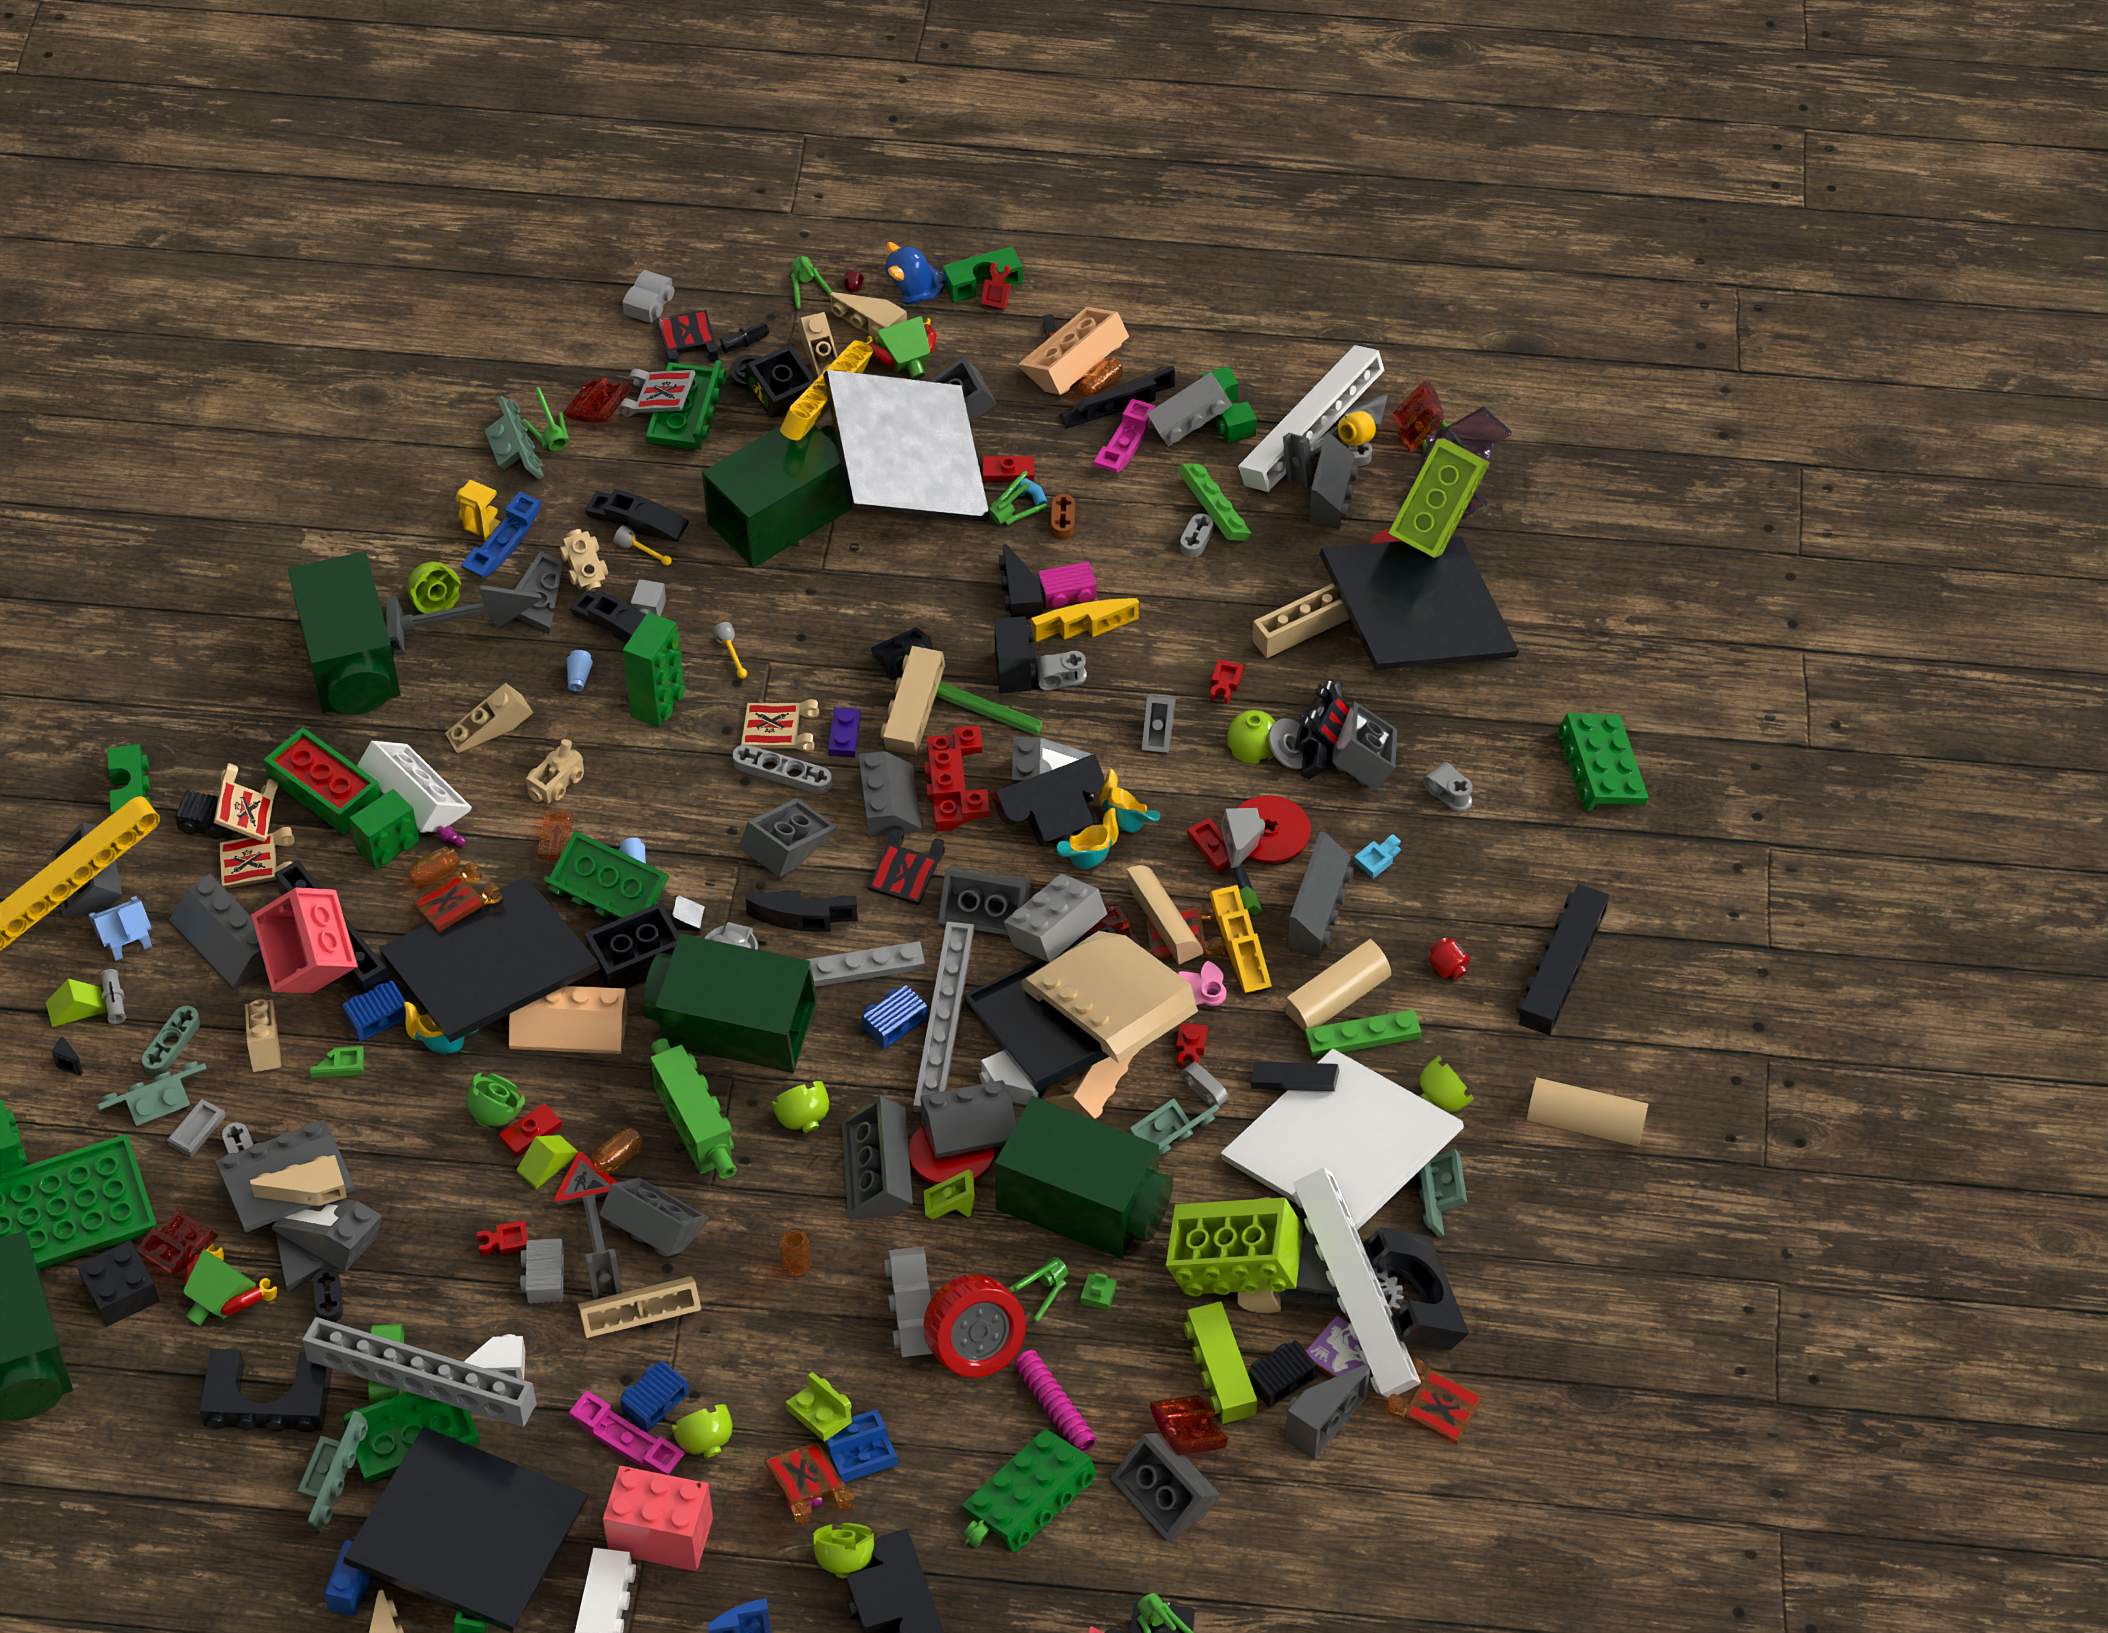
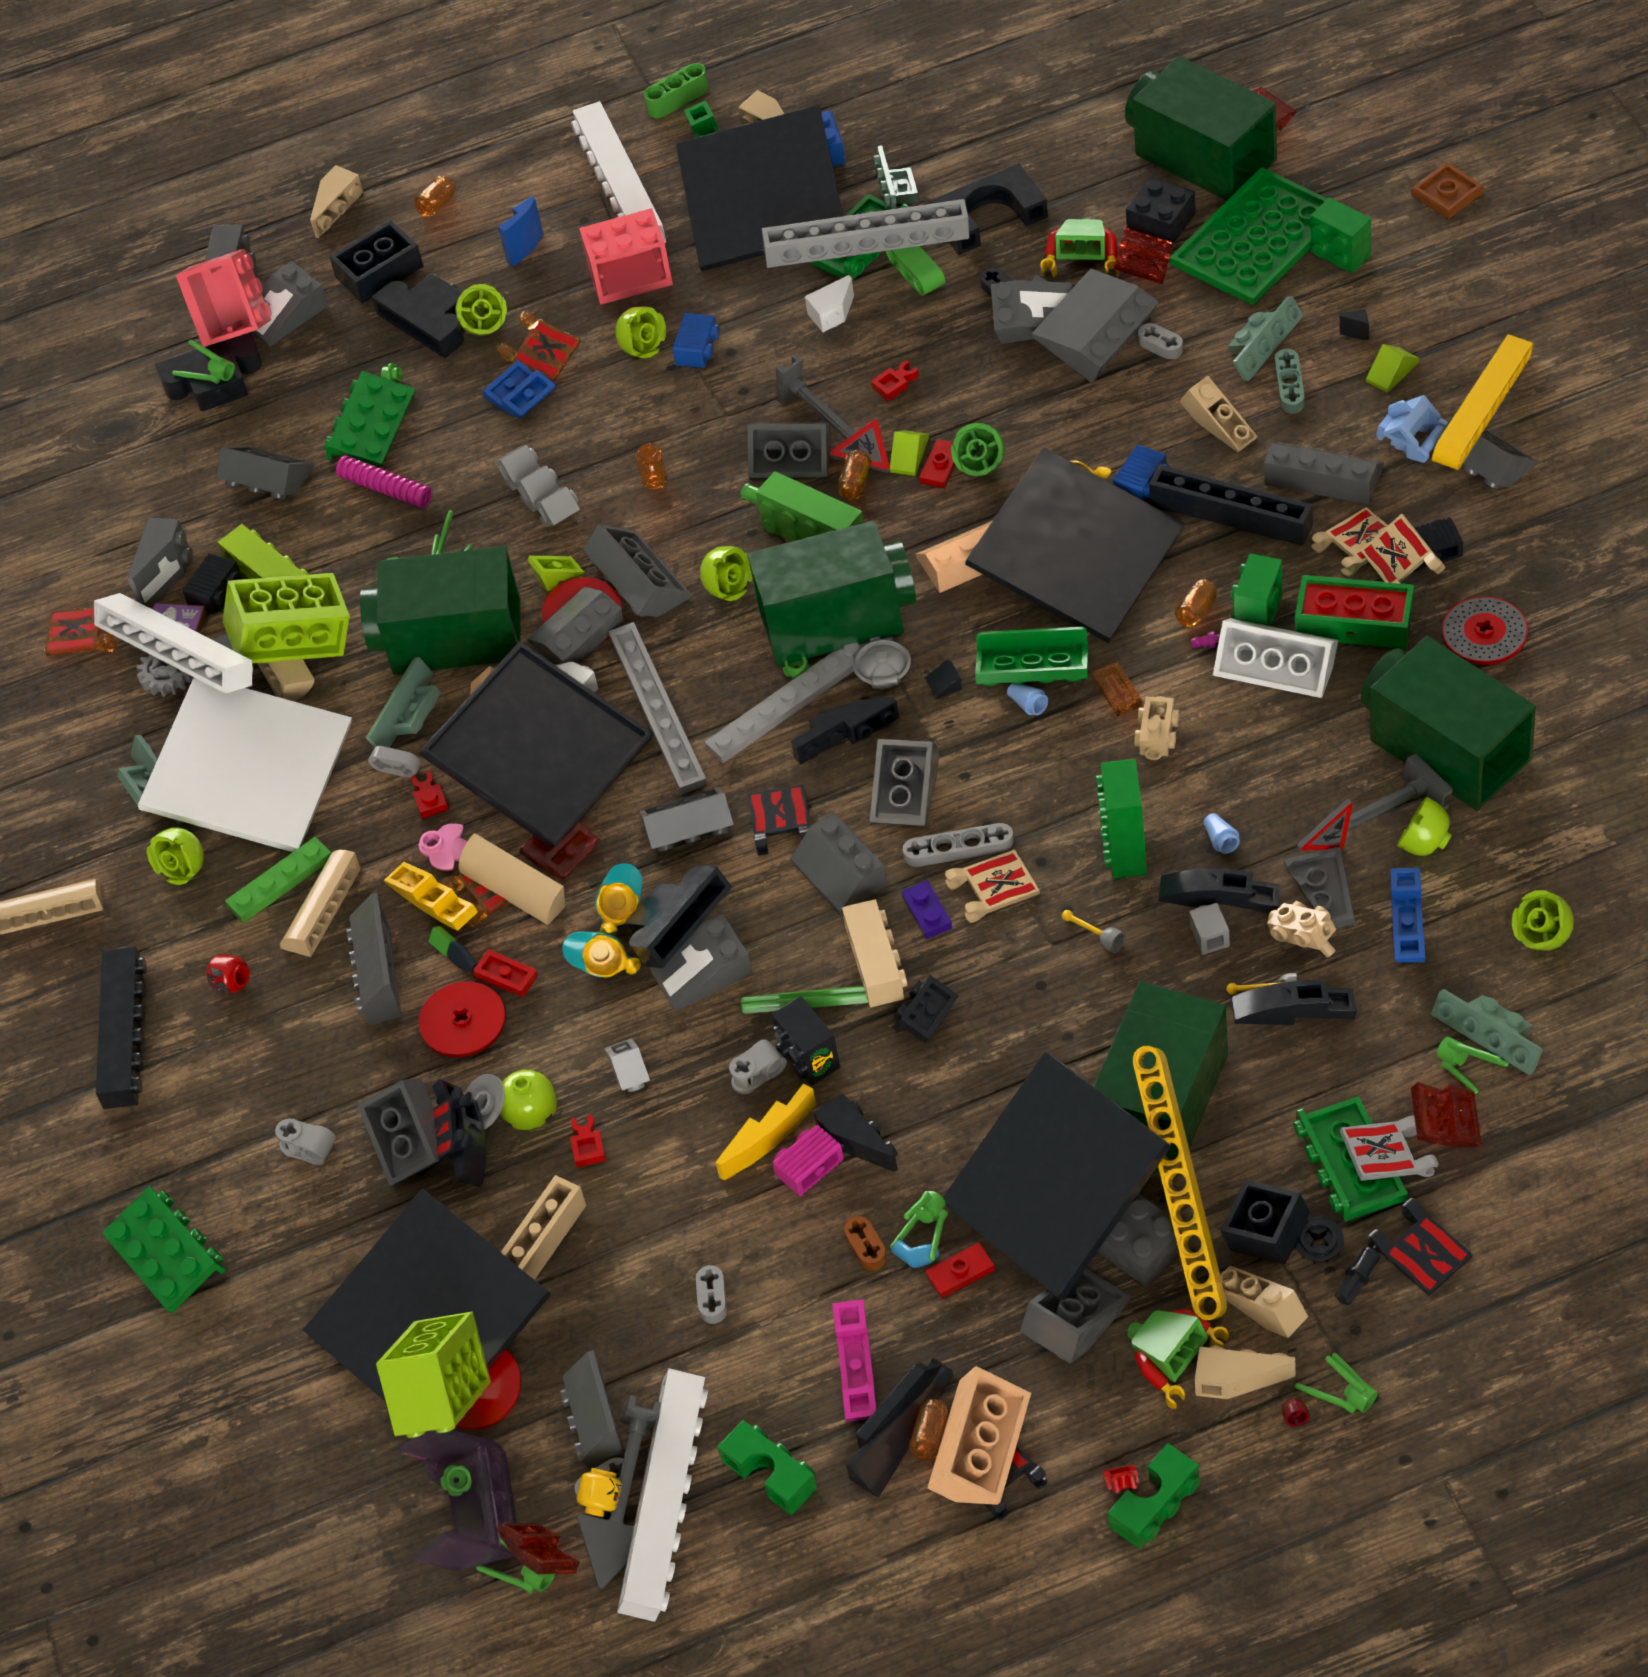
camera: 160 degrees right, 0 degrees up
(114, 1009) = (1367, 383): light grey pin -> none
(128, 768) = (1537, 546): green arch -> none
(196, 1128) = (1209, 339): light grey tile -> none
(223, 742) = (1465, 626): none -> piece
(304, 940) = (1227, 453): coral container -> none
(308, 1183) = (1062, 301): tan slope -> none
(340, 1062) = (1137, 433): bright green tile -> none
(415, 475) = (1542, 921): none -> lime cylinder
(456, 898) = (1155, 584): clear orange flag -> none
(473, 511) = (1447, 930): yellow window -> none
(491, 718) = (1259, 747): tan slope -> none
(543, 1270) = (845, 373): light grey brick -> none
(623, 1437) = (728, 306): dark pink slope -> none
(630, 945) = (958, 615): black brick -> none
(639, 1306) = (748, 392): tan brick -> none
(648, 296) = (1499, 1265): light grey brick -> none
(820, 1408) = (562, 390): lime bracket -> none
(894, 1016) = (700, 683): blue brick -> none
(912, 274) = (1229, 1446): blue hair -> none
(947, 787) = (793, 905): red bracket -> none
(974, 1325) = (469, 469): red wheel -> none
(1055, 917) = (605, 819): light grey brick -> none
(1114, 992) = (501, 748): tan slope -> none
(1188, 1424) = (266, 509): clear red slope -> none
(1189, 409) = (796, 1417): light grey brick -> none
(1214, 502) = (713, 1338): bright green plate -> none
(1241, 833) = (475, 977): light grey slope -> none
(1294, 1076) = (317, 802): black tile -> none
(1377, 858) = (342, 1036): medium azure plate -> none
(1413, 1255) = (97, 673): black arch -> none

